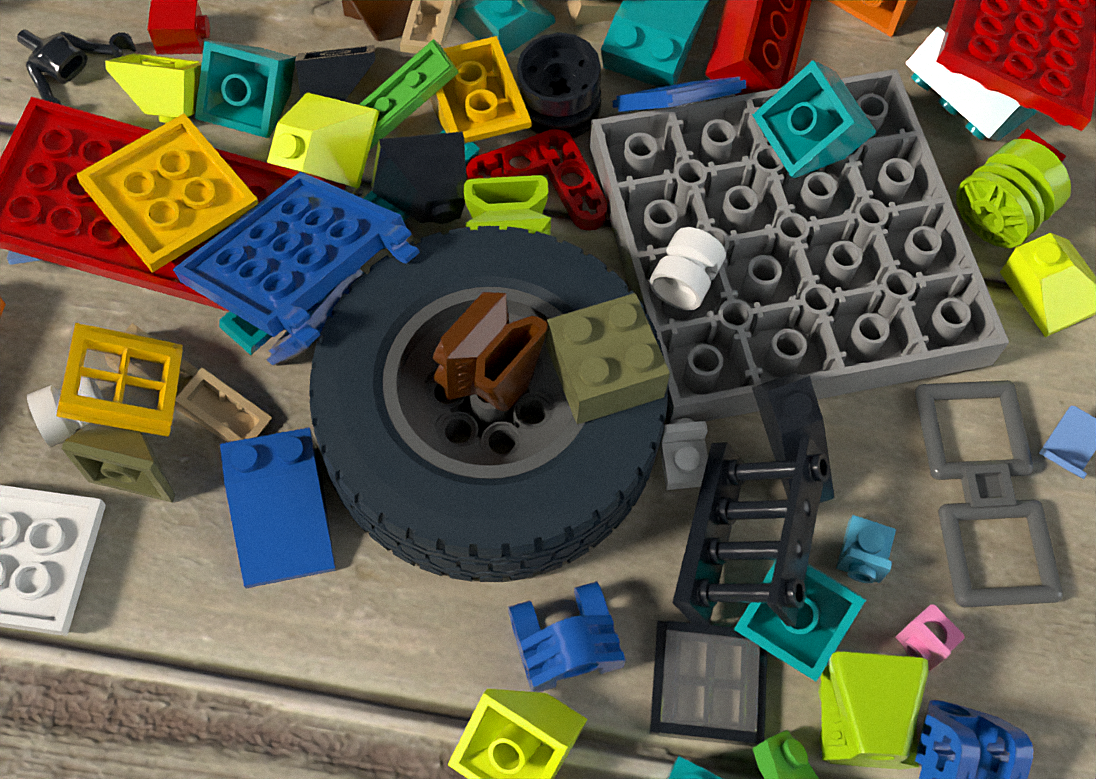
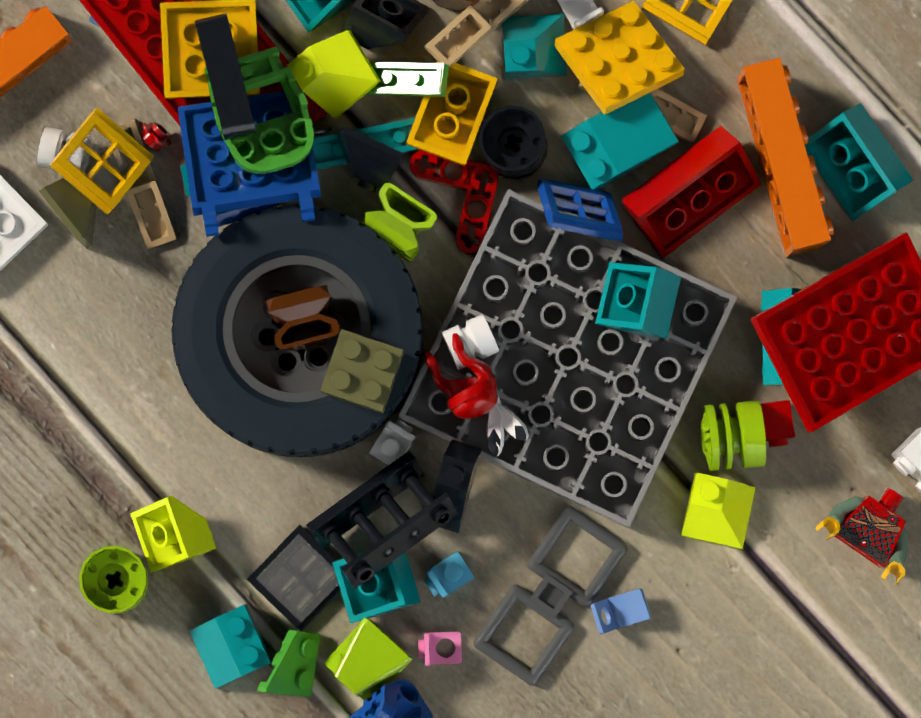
camera: 40 degrees right, 20 degrees up
(169, 327) = (155, 136): none -> red plate
(177, 155) = (225, 76): none -> black beam
(277, 507) = (139, 302): blue slope -> none
(303, 224) = (278, 141): none -> bright green slope
(569, 645) = (234, 507): blue piece -> none
(749, 315) = (476, 397): none -> red hair

